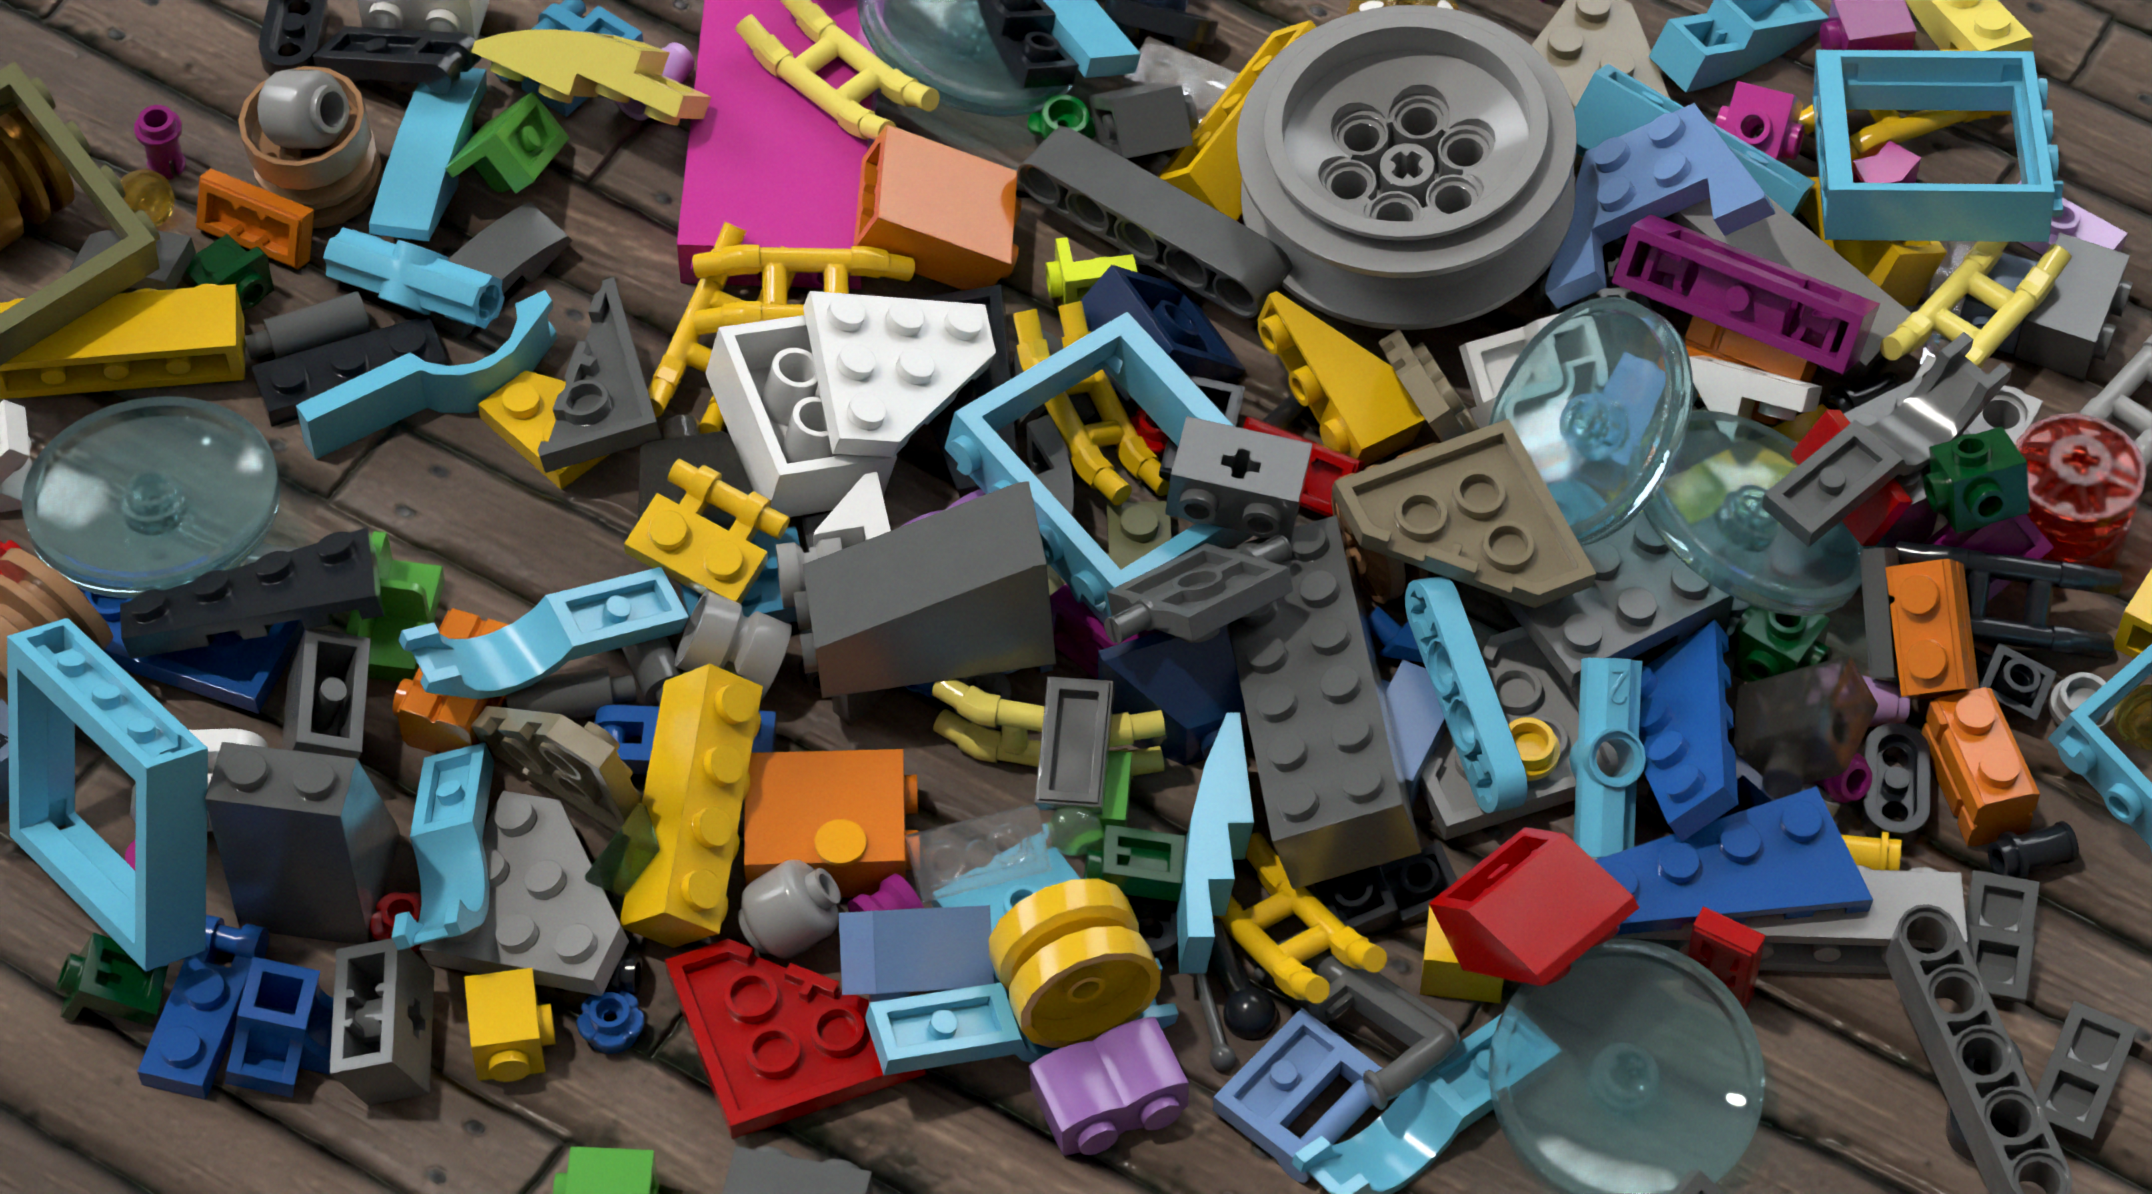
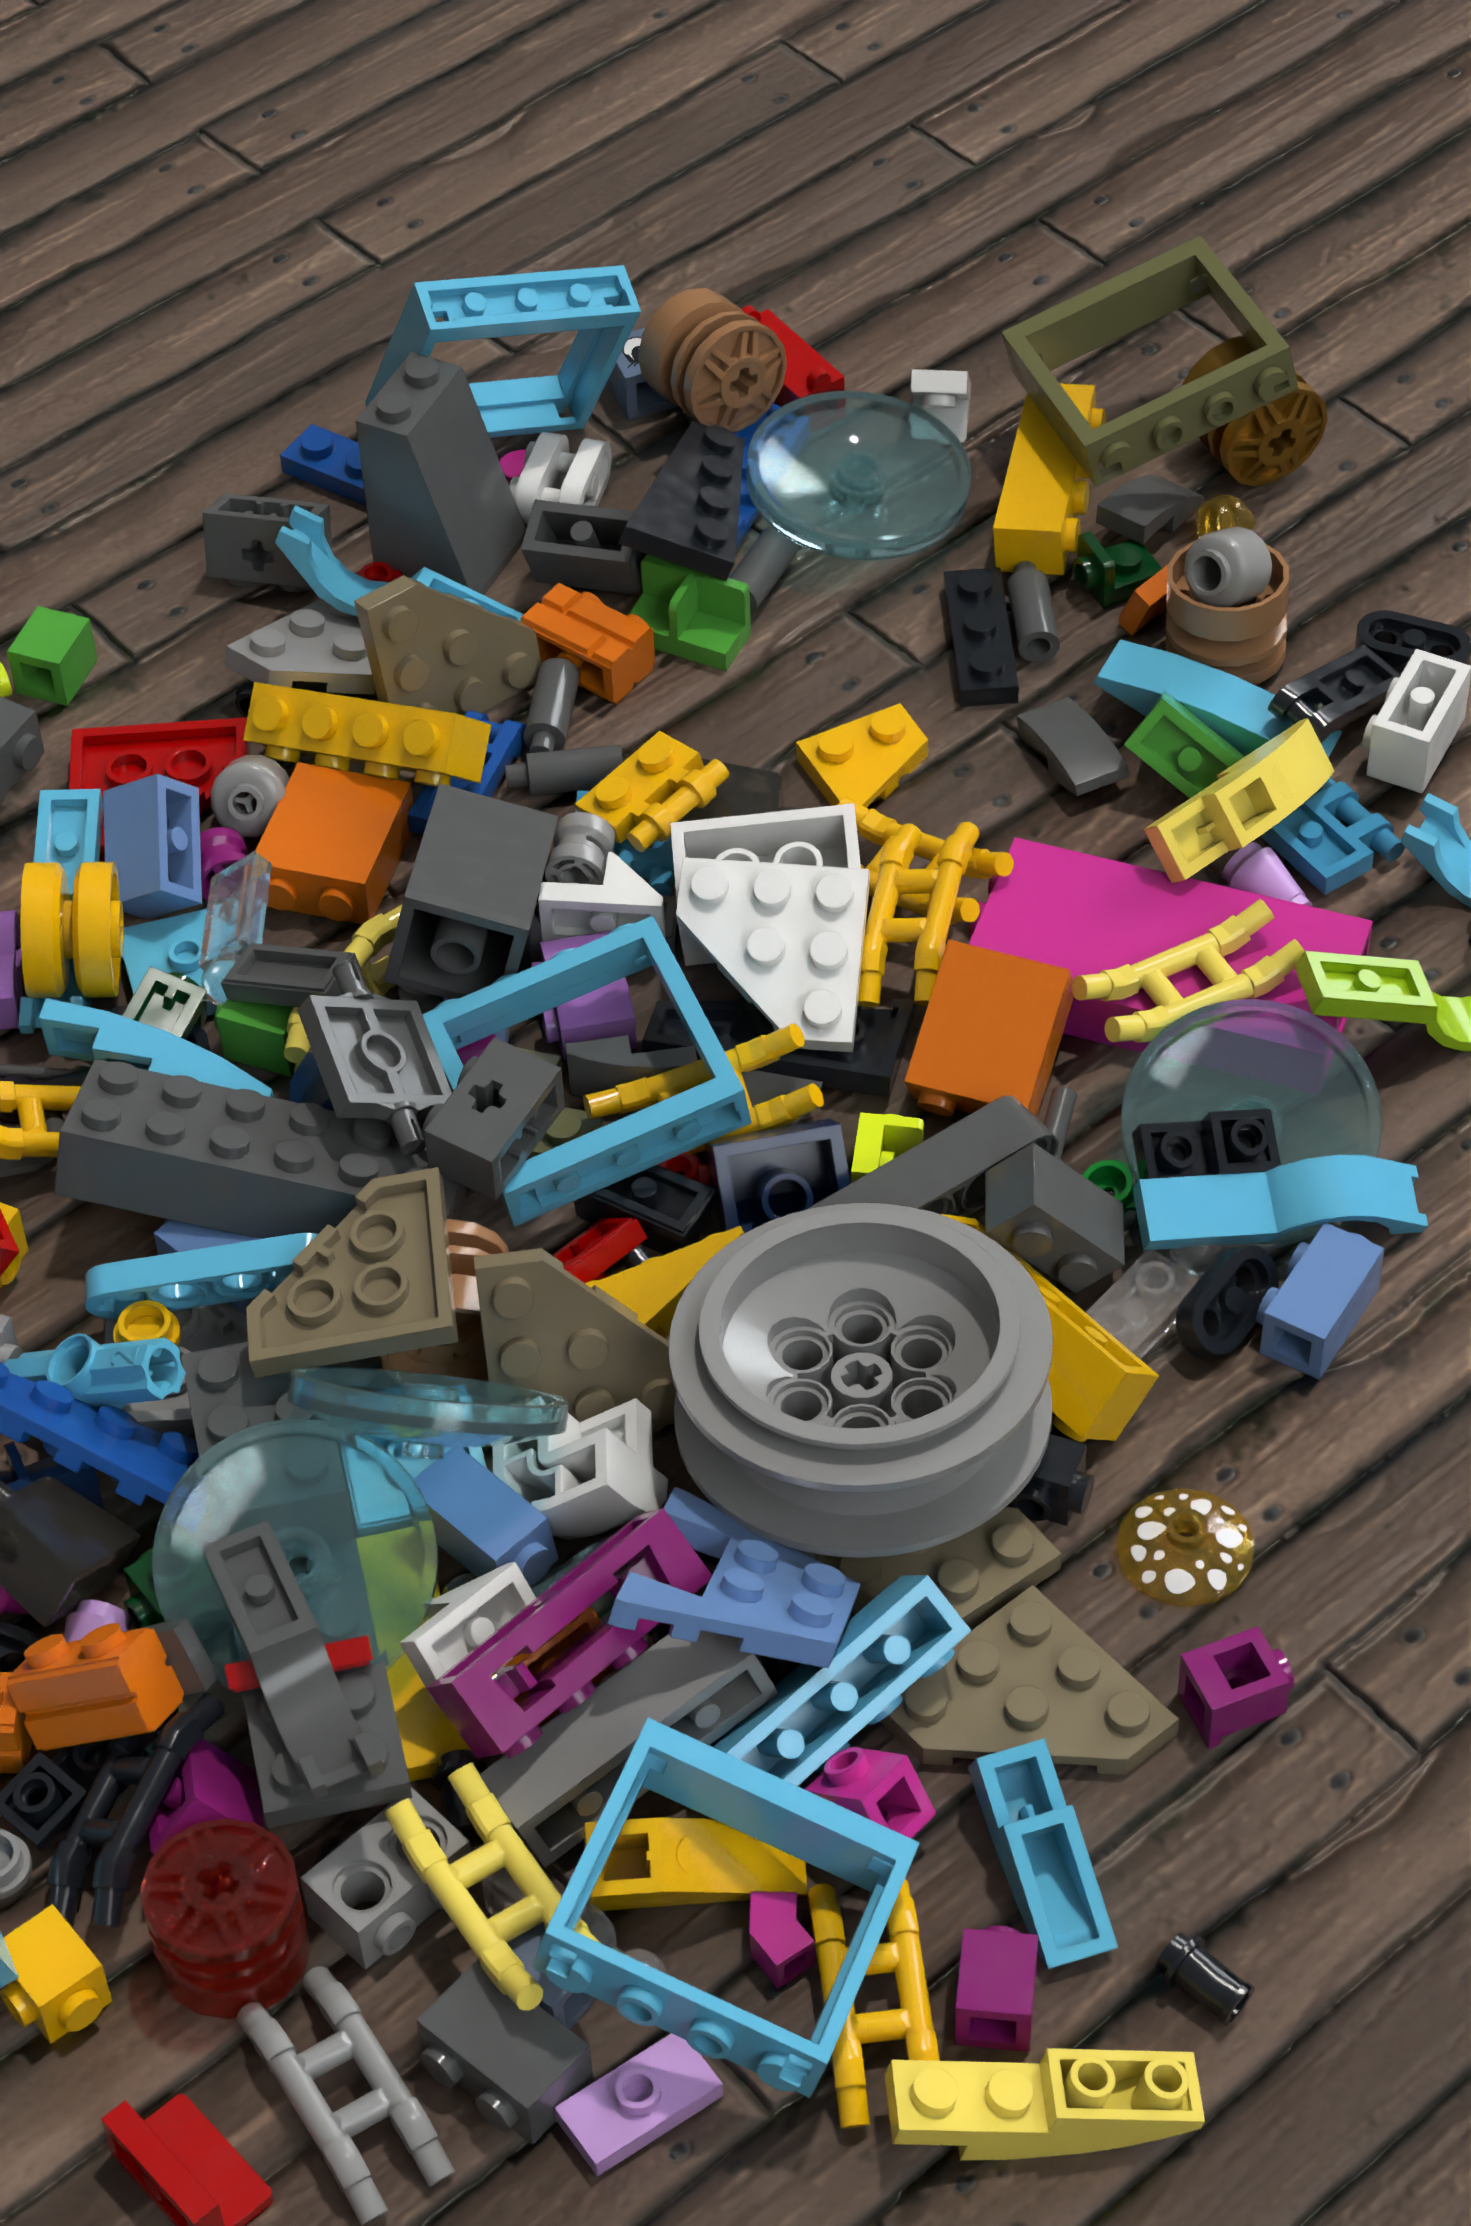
camera: 110 degrees right, 5 degrees down
(159, 133) = (1284, 524): magenta pin -> none
(280, 1028) = (308, 475): blue brick -> none
(412, 385) = (947, 732): medium azure piece -> none
(414, 277) = (1049, 671): medium azure piece -> none
(507, 1025) = (233, 611): yellow brick -> none
(548, 636) = (577, 661): medium azure piece -> none
(604, 393) = (871, 768): dark grey wing -> none
(614, 1035) = (217, 691): blue plate -> none
(625, 853) = (339, 679): slope -> none
(737, 643) = (542, 782): light grey wheel -> none
(840, 842) = (285, 822): light orange piece -> none
(1390, 894) = (72, 1235): black slope -> none
(1977, 480) = (215, 1744): dark green brick -> none

